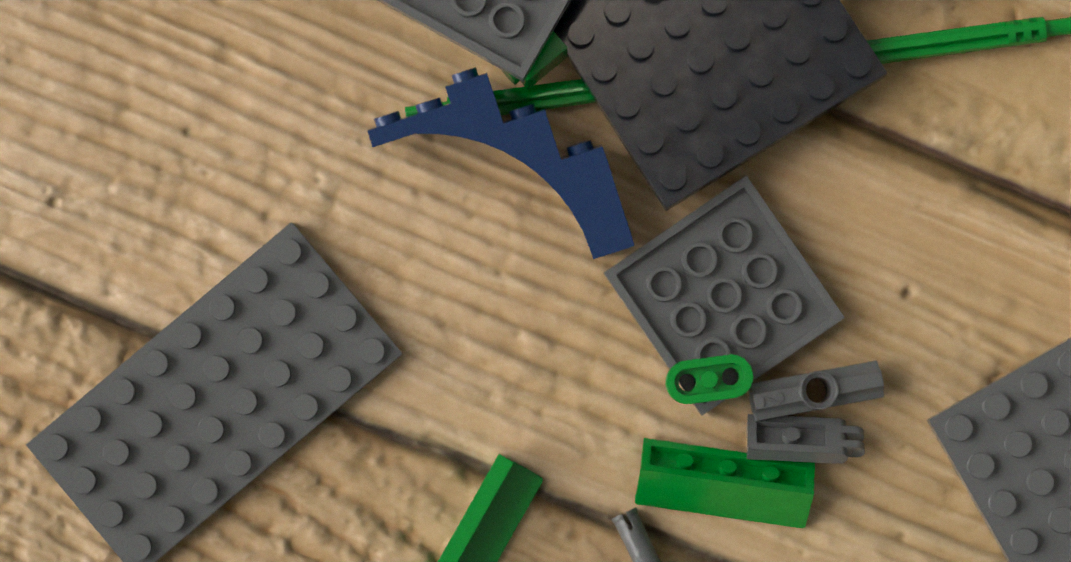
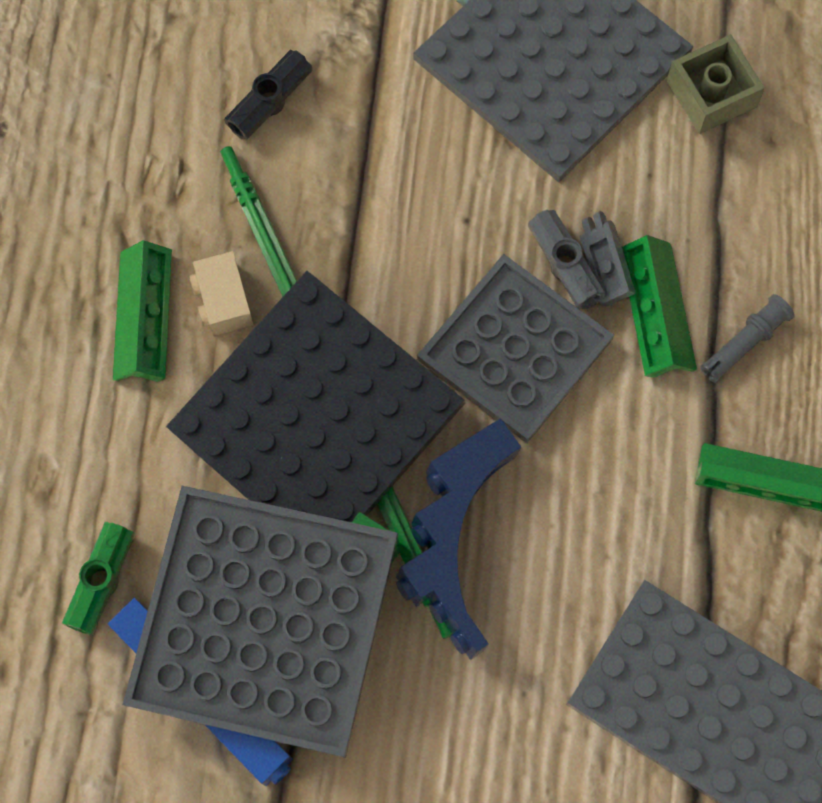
camera: 105 degrees left, 15 degrees down
(708, 379) = (587, 335): green plate -> none

